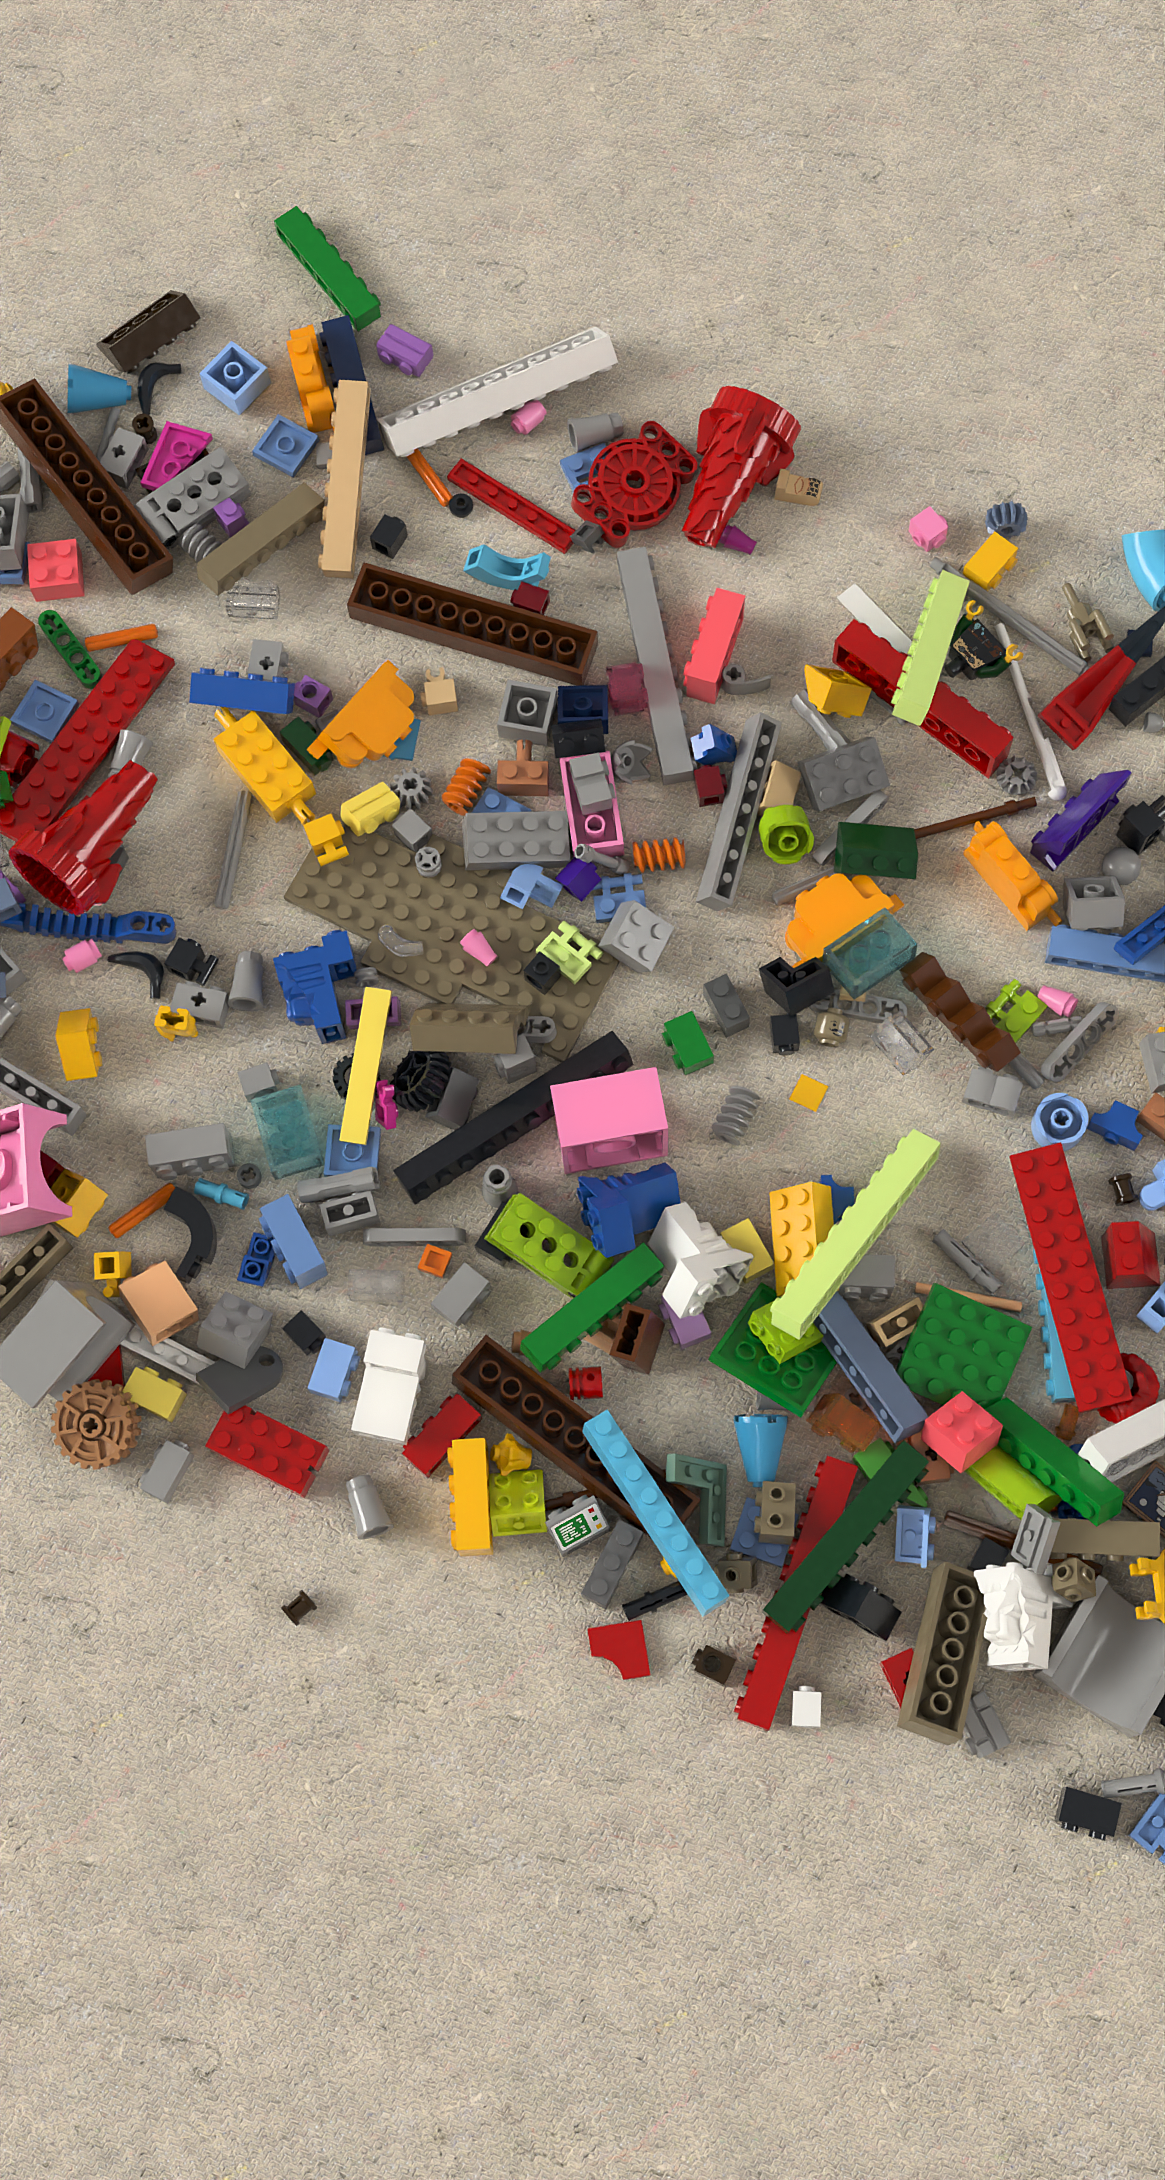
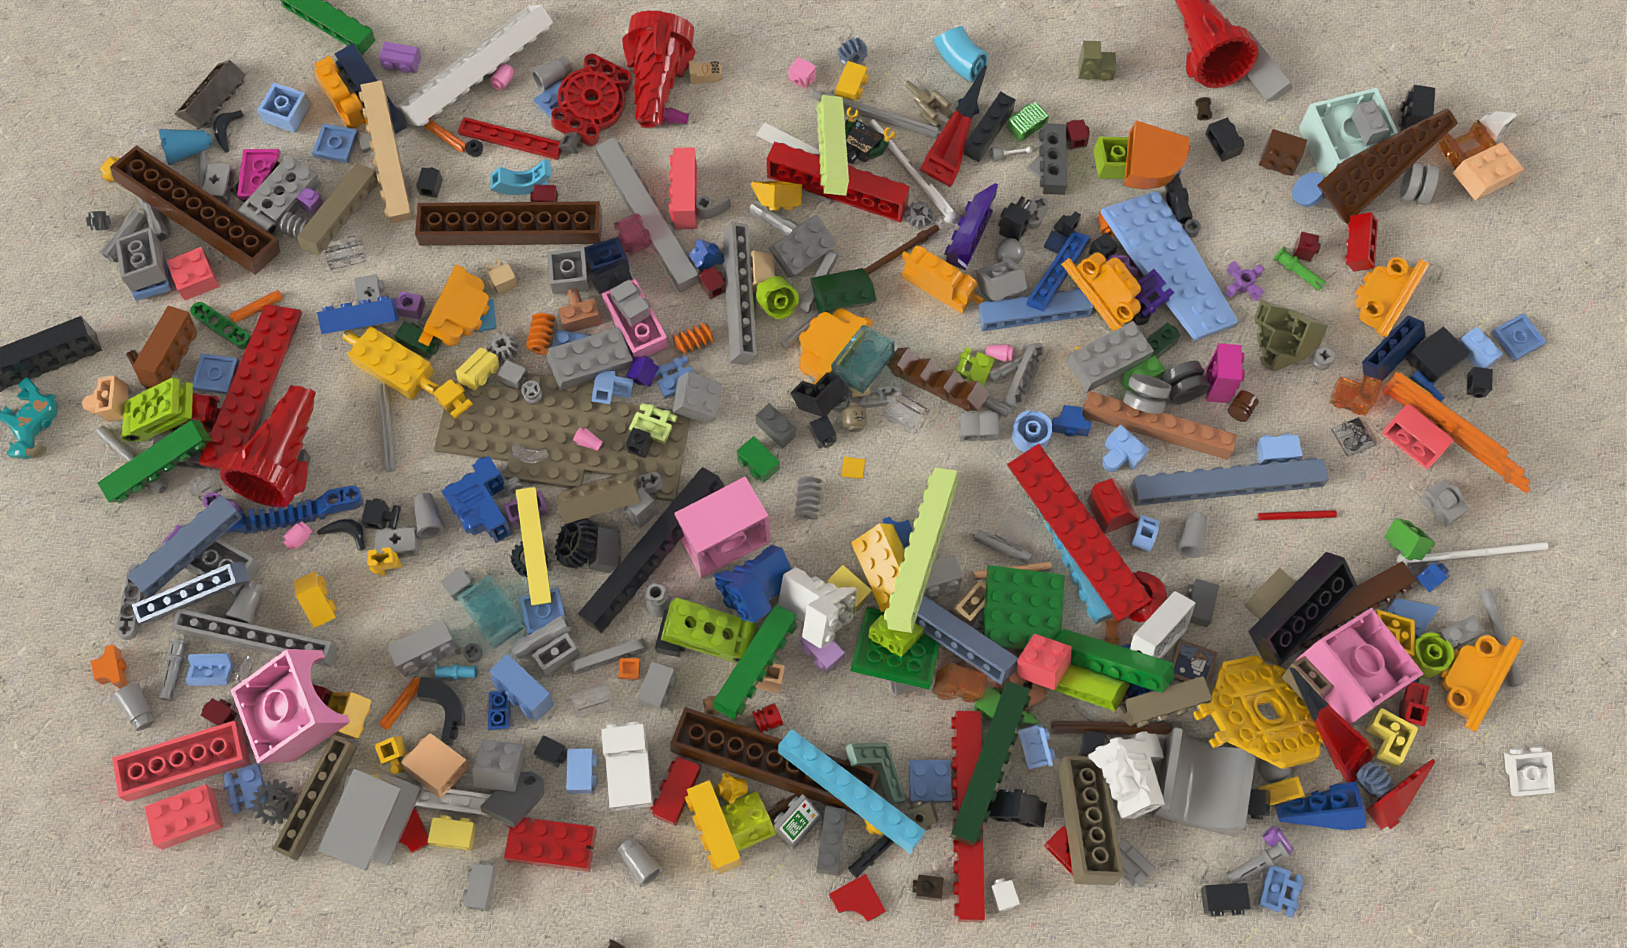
camera: 25 degrees left, 5 degrees down
(77, 1427) = (400, 873): medium nougat piece -> none
(129, 747) = (285, 377): light grey plant -> none
(146, 427) = (227, 156): dark brown bush -> none
(385, 1109) = (557, 572): dark pink plate -> none
(588, 854) = (645, 351): light grey bar -> none
(628, 759) = (650, 281): light grey piece -> none
(637, 1339) = (794, 673): reddish brown brick -> none
(760, 1444) = (907, 720): dark azure cone -> none
(777, 1512) = (935, 763): dark tan brick -> none
(1035, 1538) = (1123, 716): light grey plate -> none
(1073, 1580) = (1159, 736): dark tan brick -> none
(1123, 1189) = (1090, 463): dark brown bush -> none

